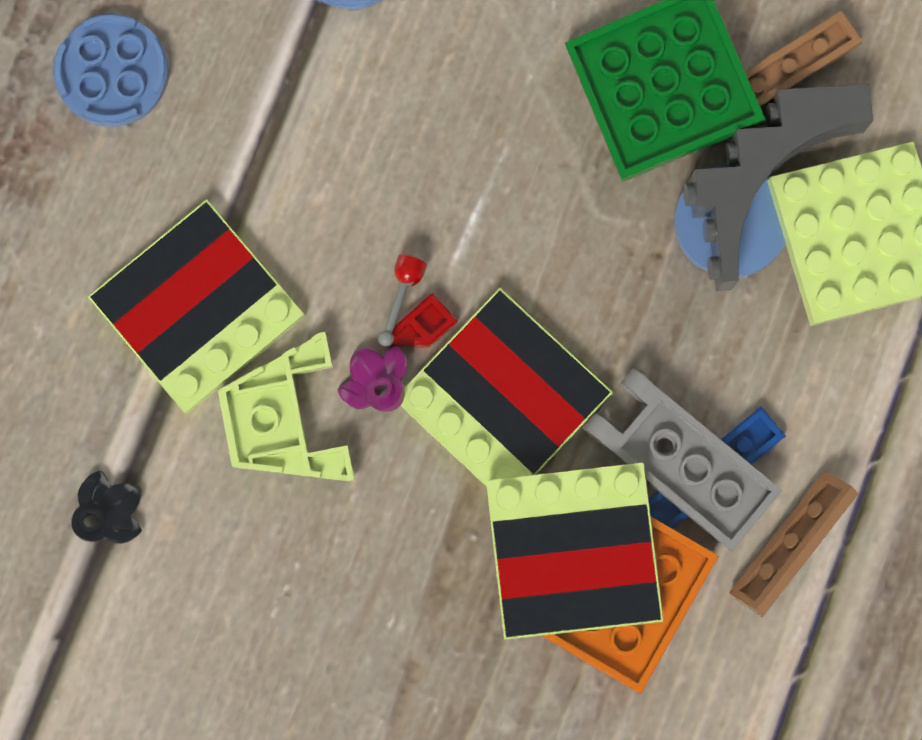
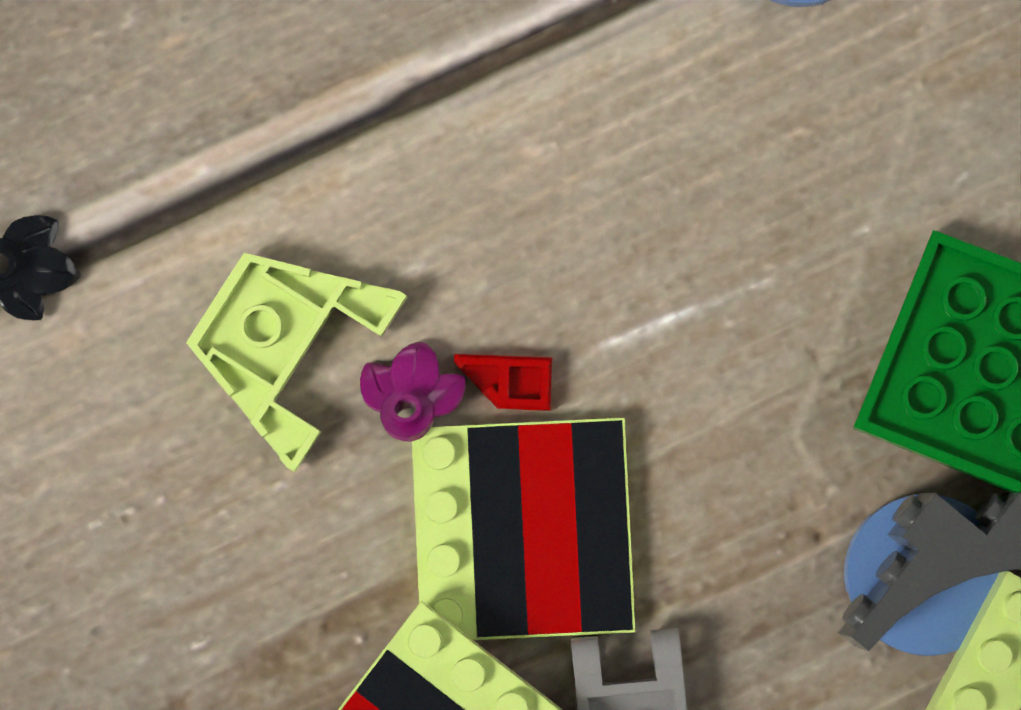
camera: 45 degrees right, 5 degrees up
(196, 307) = (305, 145): plate -> none
(408, 272) = (547, 315): hinge -> none

